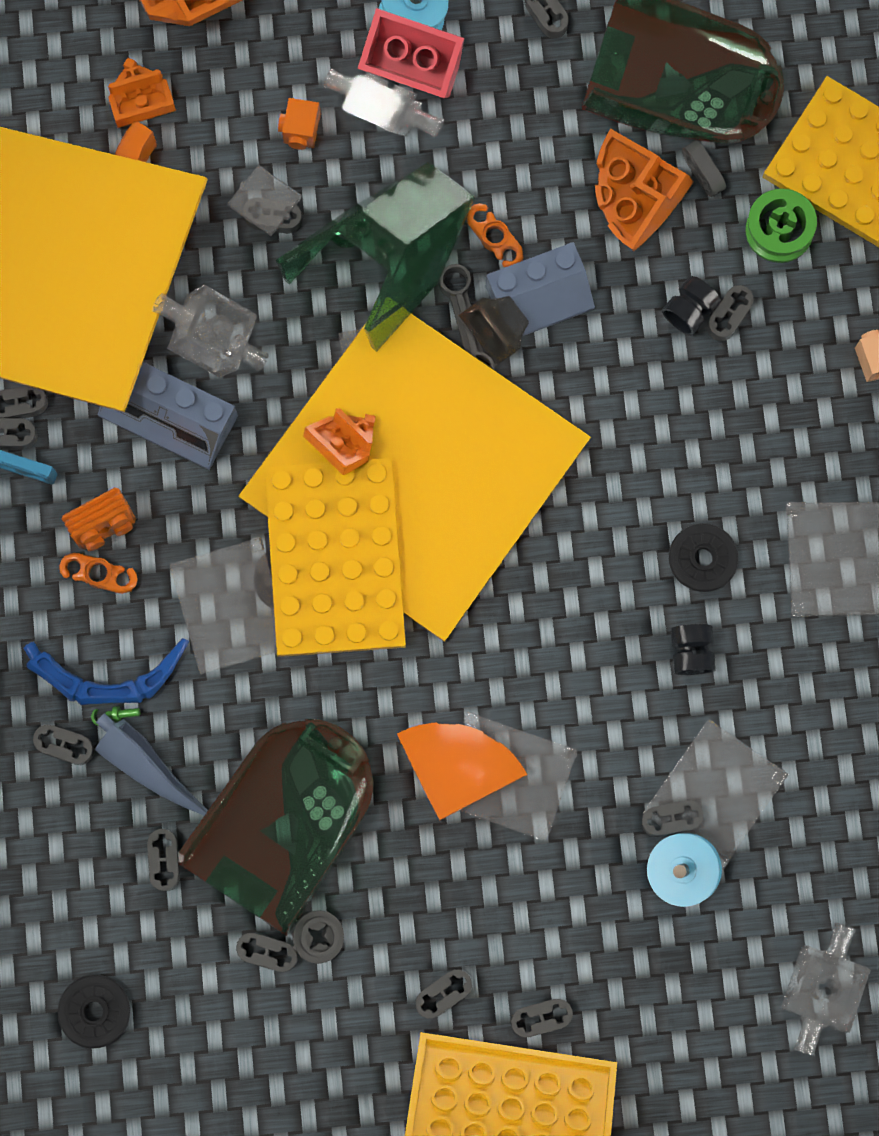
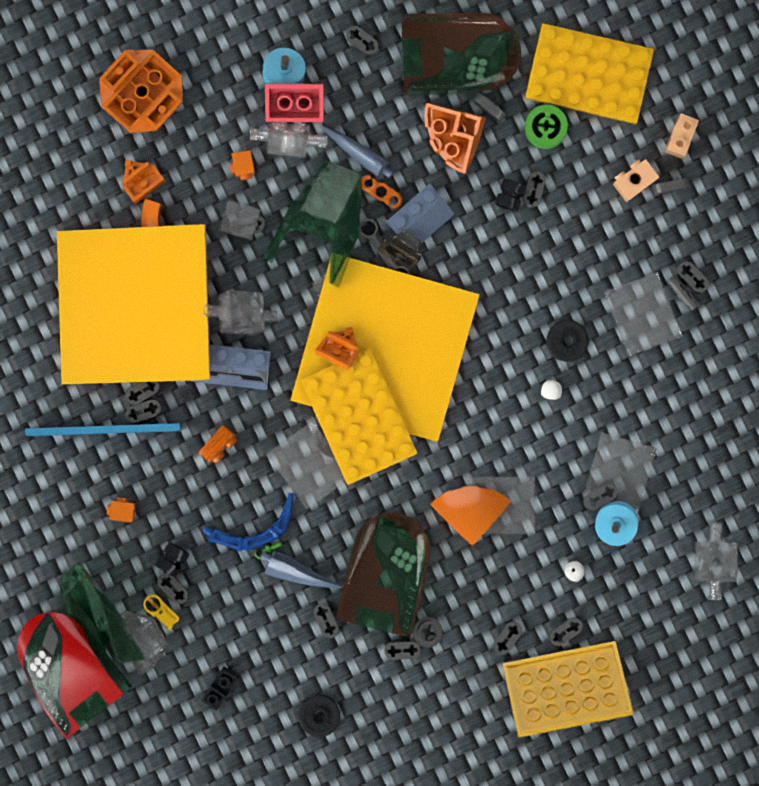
camera: 15 degrees left, 10 degrees up
(60, 752) = (247, 581): dark grey beam -> none
(88, 562) = (219, 477): orange piece -> none
(485, 171) = (360, 153): none -> sand blue piece
(591, 930) = (579, 571): none -> white piece
(652, 623) = (551, 390): none -> white piece
(686, 640) = (575, 391): black wheel -> none

